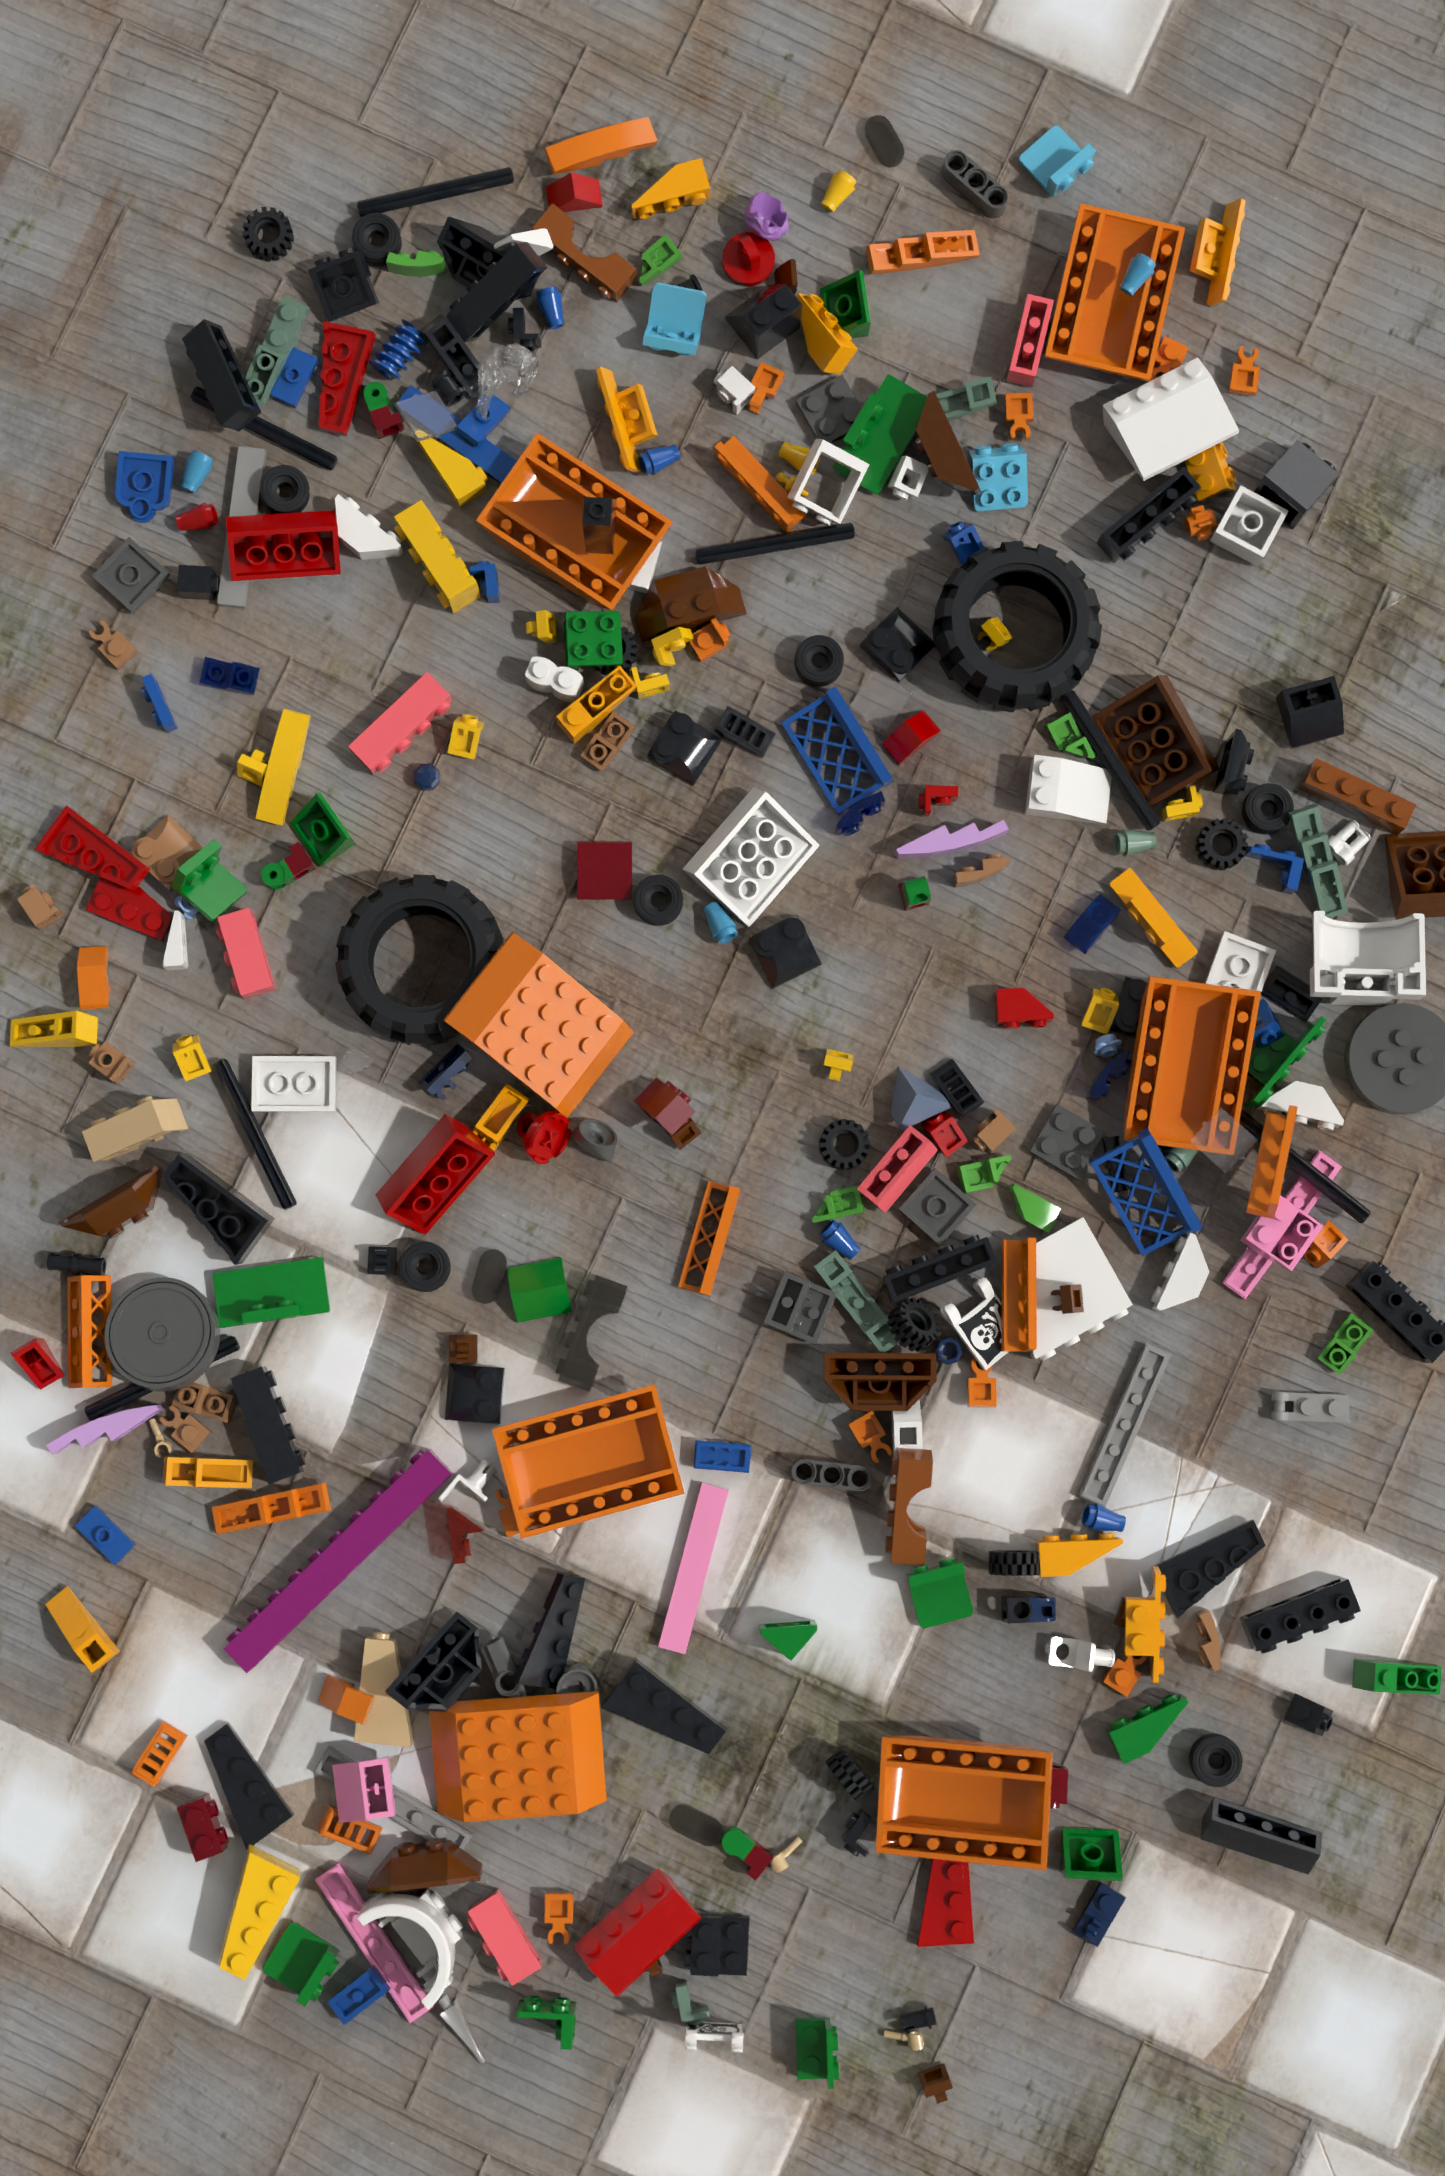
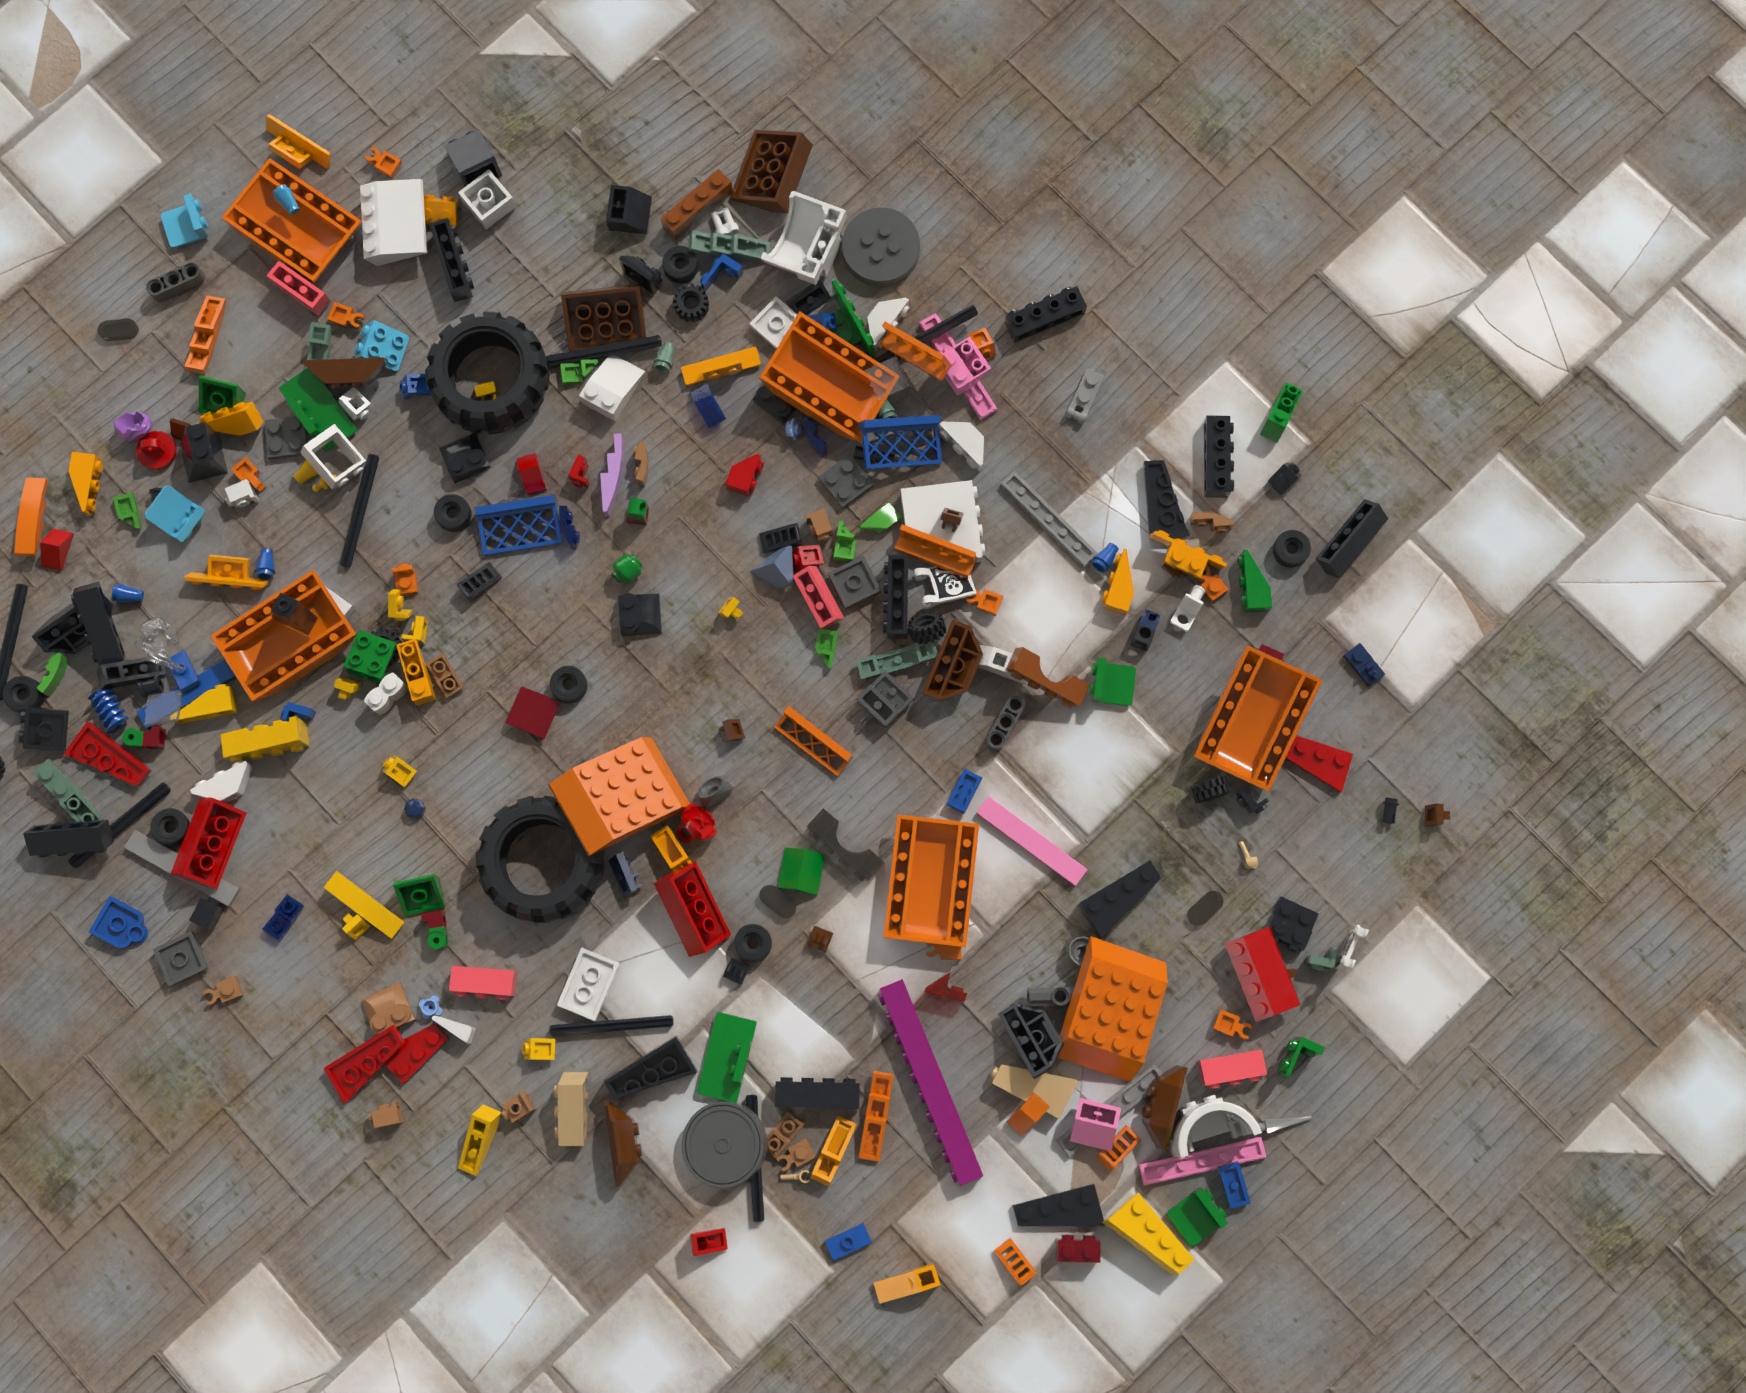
camera: 60 degrees left, 5 degrees down
(76, 1263) = (650, 1187): black pin -> none
(80, 1331) = (699, 1201): orange fence -> none
(93, 978) = (453, 1096): orange slope -> none
(113, 1425) = (773, 1204): lavender slope -> none
(153, 693) = (288, 974): blue plate -> none
(196, 470) = (127, 883): dark azure cone -> none
(198, 518) = (161, 895): red cone -> none
(208, 883) = (423, 988): green bracket -> none
(294, 377) = (93, 790): blue plate -> none
(400, 724) = (369, 811): coral brick -> none
(473, 1483) = (915, 967): white bracket -> none
(474, 1394) = (854, 943): black slope -> none
(516, 326) = (130, 622): black bracket -> none
(537, 239) = (75, 580): white slope -> none
(550, 1647) = (1049, 959): black wing -> none
(609, 274) = (122, 546): dark orange arch -> none
(665, 1105) = (710, 733): dark red brick -> none
(684, 747) = (471, 626): black slope -> none
(687, 602) = (371, 583): reddish brown wedge -> none
(720, 924) = (603, 649): dark azure cone -> none
(747, 1849) = (1228, 883): leg -> none
(751, 856) = (565, 610): white slope -> none
(758, 483) = (313, 505): orange fence -> none
(788, 1636) = (1104, 792): green slope -> none
(815, 2049) = (1386, 885): green bracket -> none
(827, 1144) = (787, 614): black tyre -> none
(835, 910) = (626, 568): none -> green head
(838, 190) = (137, 372): yellow cone -> none
(839, 1239) = (849, 655): blue cone -> none
(868, 1432) = (987, 688): orange plate -> none
(914, 2038) = (1402, 818): tan hand -> none
(948, 1351) = (953, 612): dark blue tile -> none
(1014, 1563) = (1111, 625): black tyre -> none
(1090, 1854) = (1323, 653): green slope -> none
(1101, 1010) = (768, 423): yellow bracket -> none
(1169, 357) = (351, 204): orange plate -> none
(1179, 809) = (655, 320): yellow bracket -> none
(1200, 522) = (471, 229): orange gear -> none
(1344, 1343) = (1051, 357): bright green slope -> none

